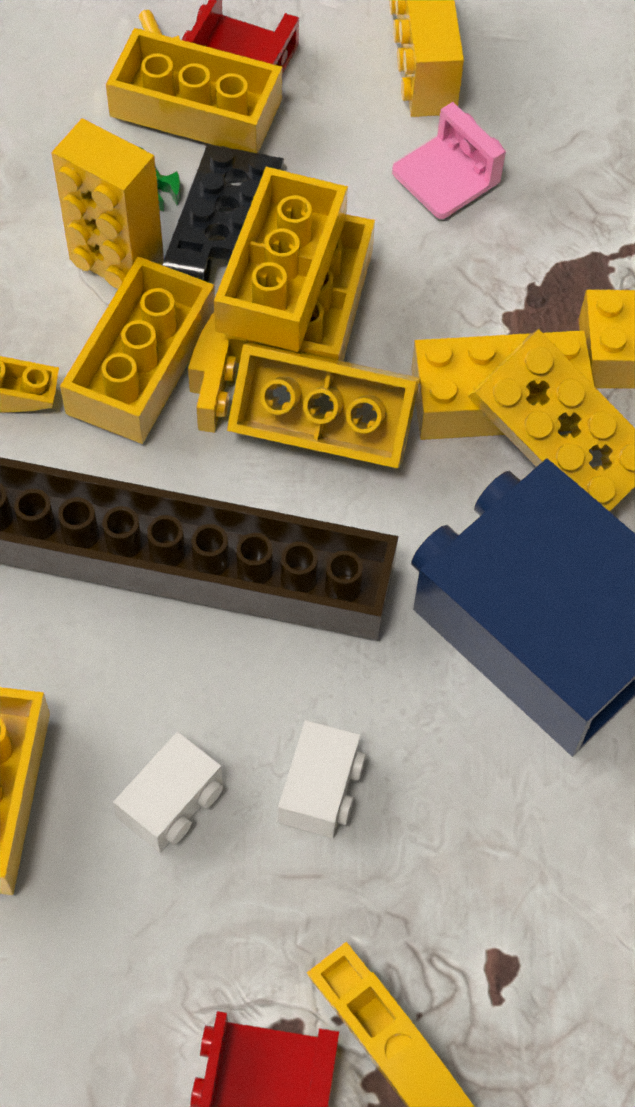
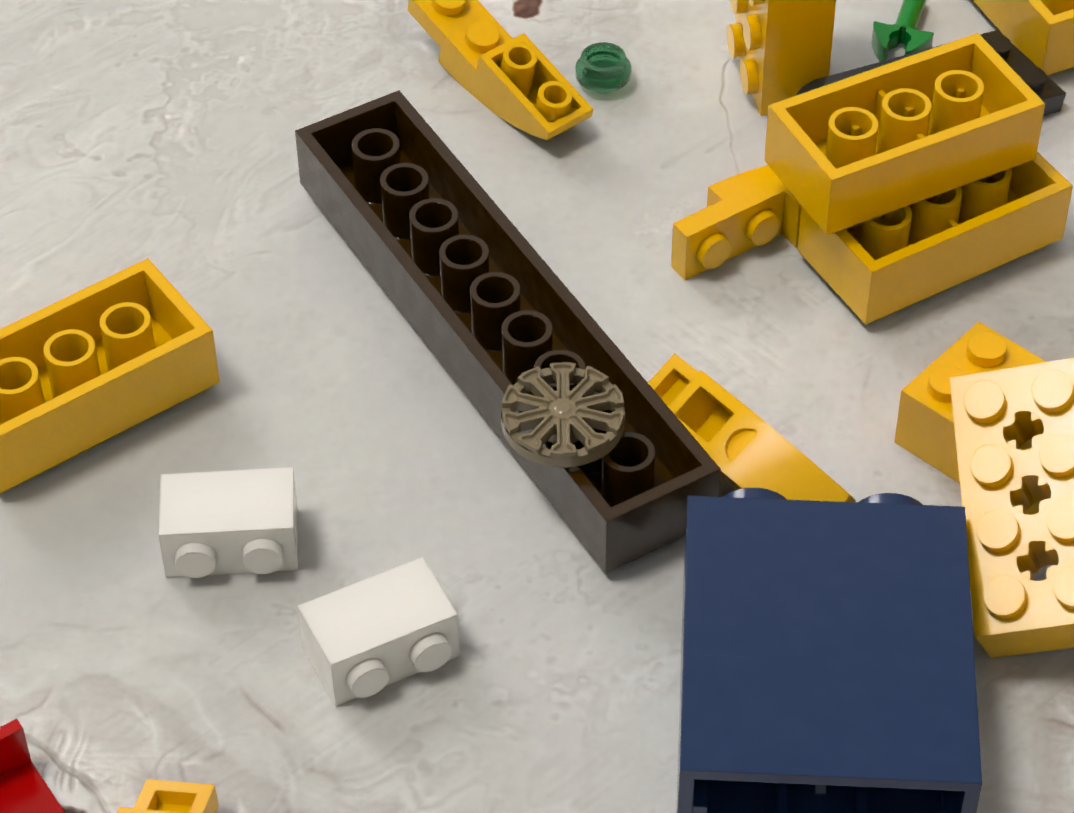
camera: 50 degrees right, 15 degrees down
(26, 335) = (603, 68): none -> clear green plate
(138, 350) = (665, 142): yellow brick -> none
(296, 576) = (563, 415): none -> dark tan wheel
(299, 420) = (806, 312): yellow brick -> none
(376, 509) = (738, 439): none -> yellow slope

